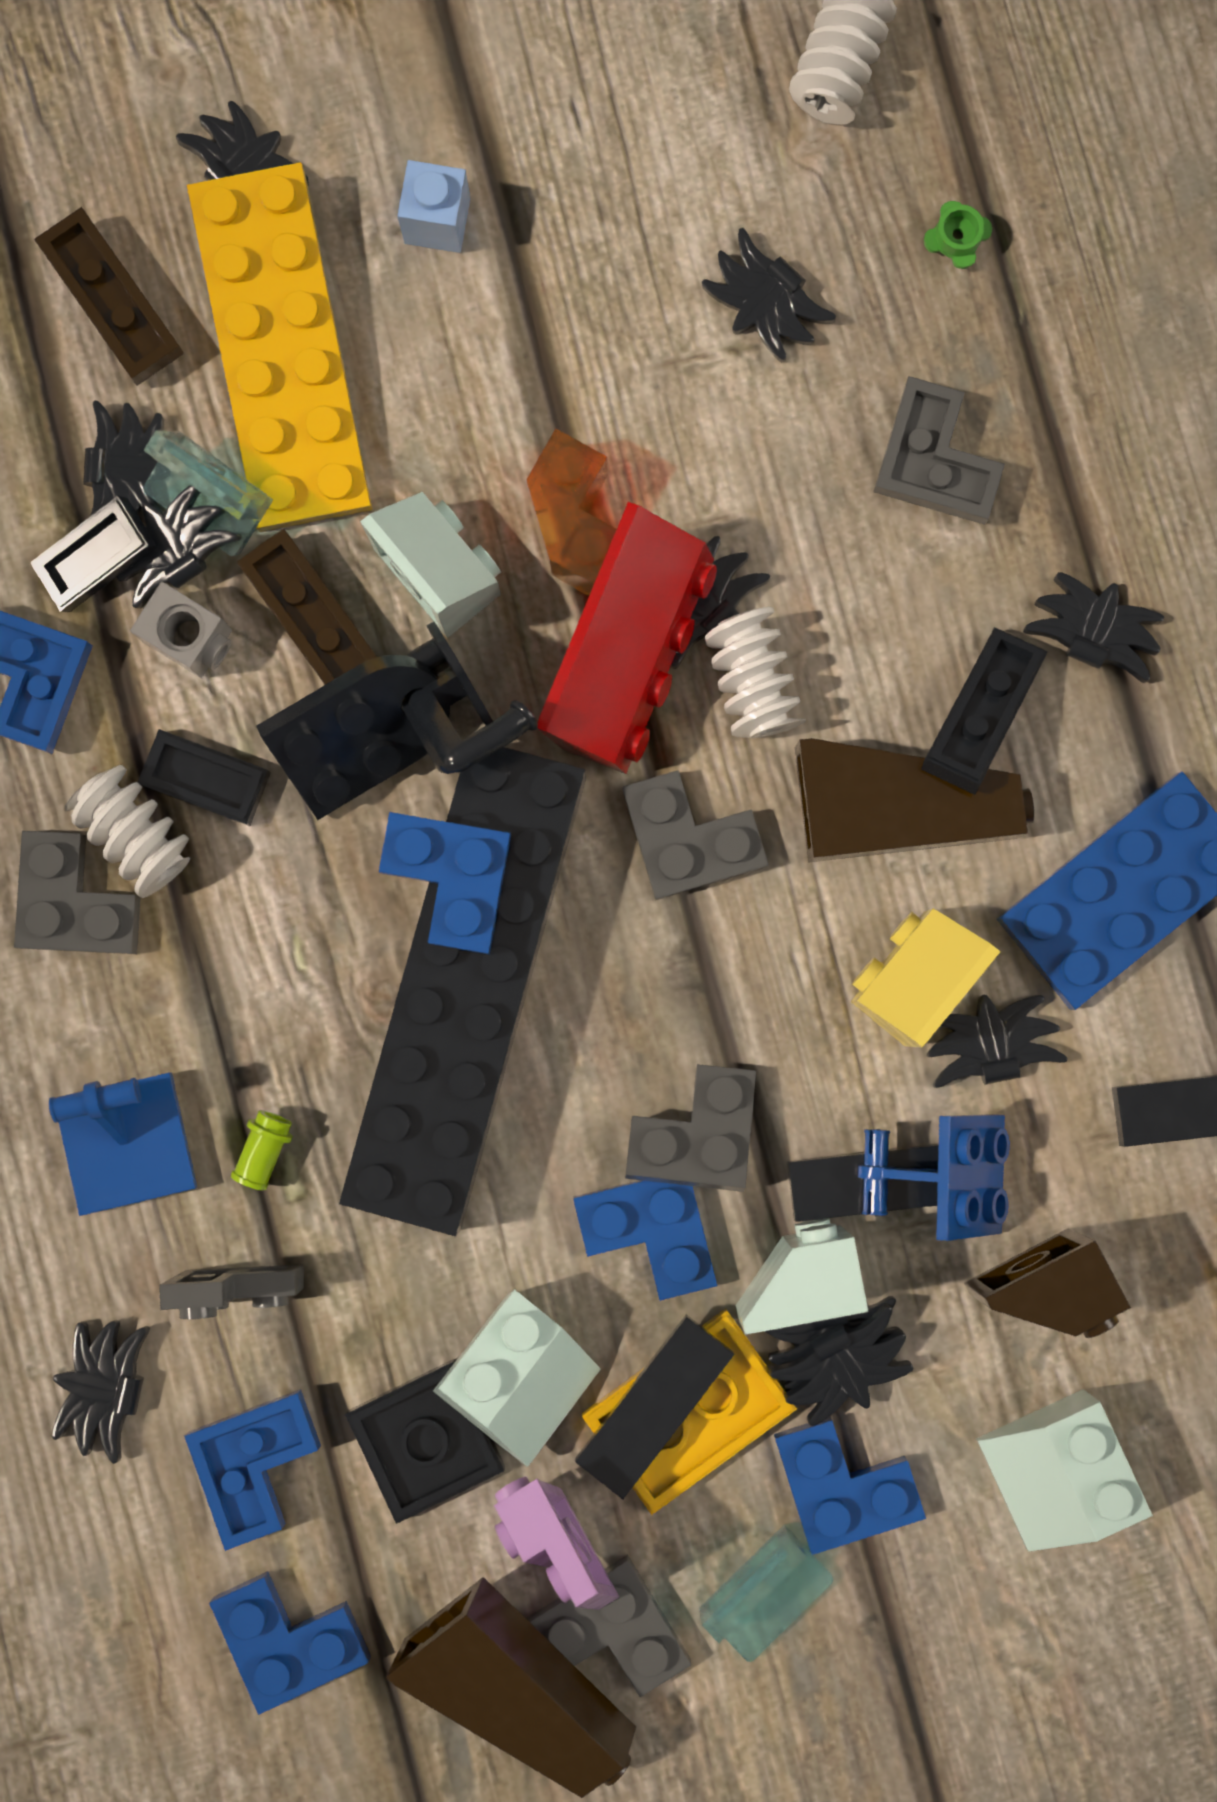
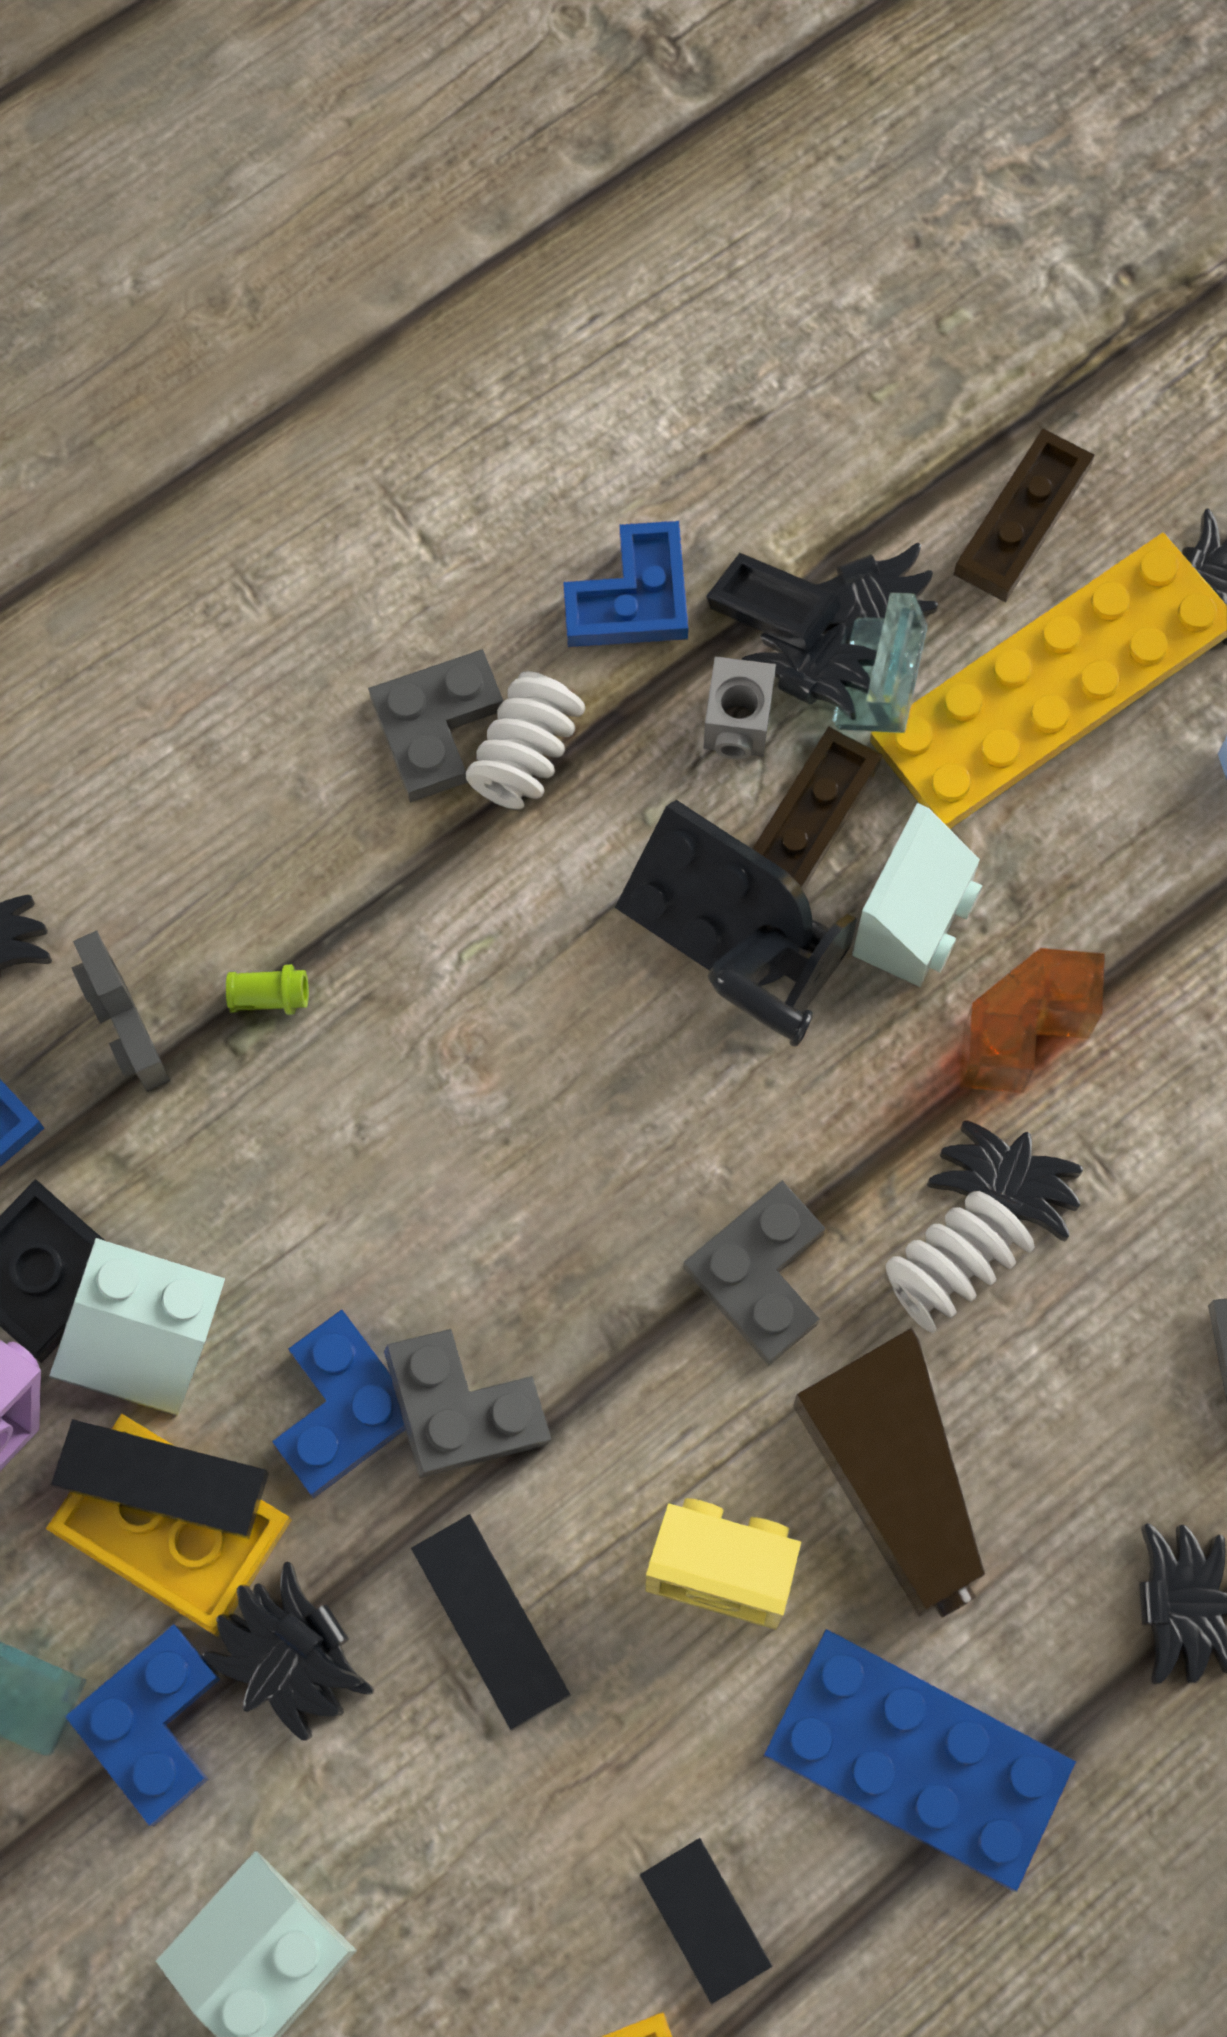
camera: 65 degrees right, 15 degrees down
(124, 1142) = (224, 859): blue plate -> none
(204, 777) = (608, 789): black tile -> none
(462, 1007) = (509, 1110): black brick -> none
(465, 865) = (625, 1049): blue plate -> none
(627, 640) = (929, 1111): red slope -> none
(805, 1280) = (355, 1572): light aqua slope -> none
(968, 1175) = (536, 1700): blue plate -> none
(984, 711) = (1035, 1510): black tile -> none
(994, 1042) = (691, 1683): black piece -> none
(1055, 1285) = (450, 1850): dark brown slope -> none

